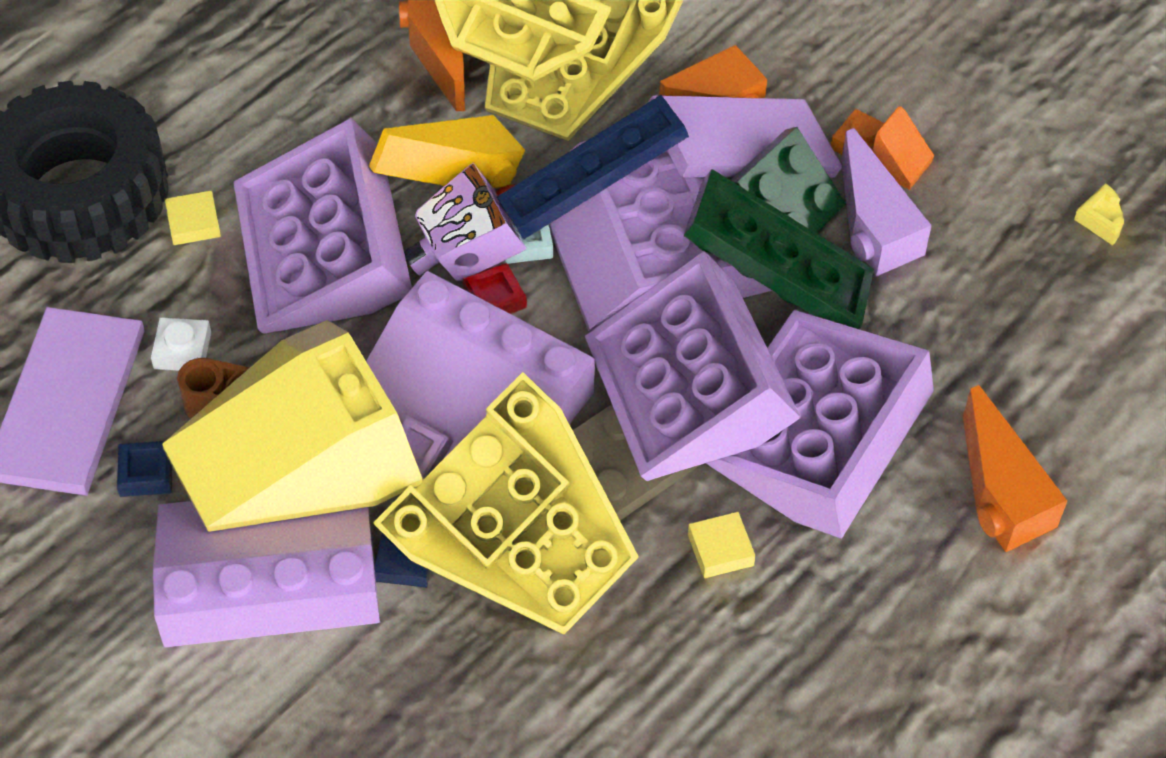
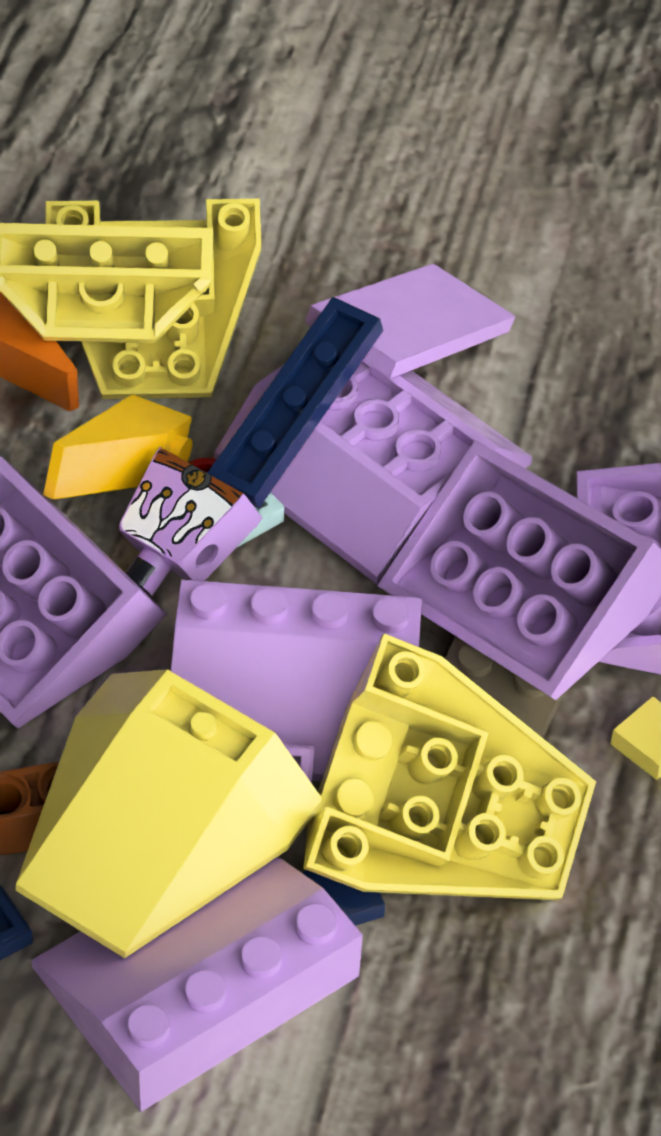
camera: 30 degrees left, 5 degrees down
(498, 288) = (249, 568): red tile -> none
(720, 75) = (338, 269): orange slope -> none
(779, 252) = (529, 417): dark green plate -> none
(792, 181) = (489, 360): plate -> none
(881, 217) = (579, 343): lavender slope -> none
(893, 142) = (549, 285): orange slope -> none

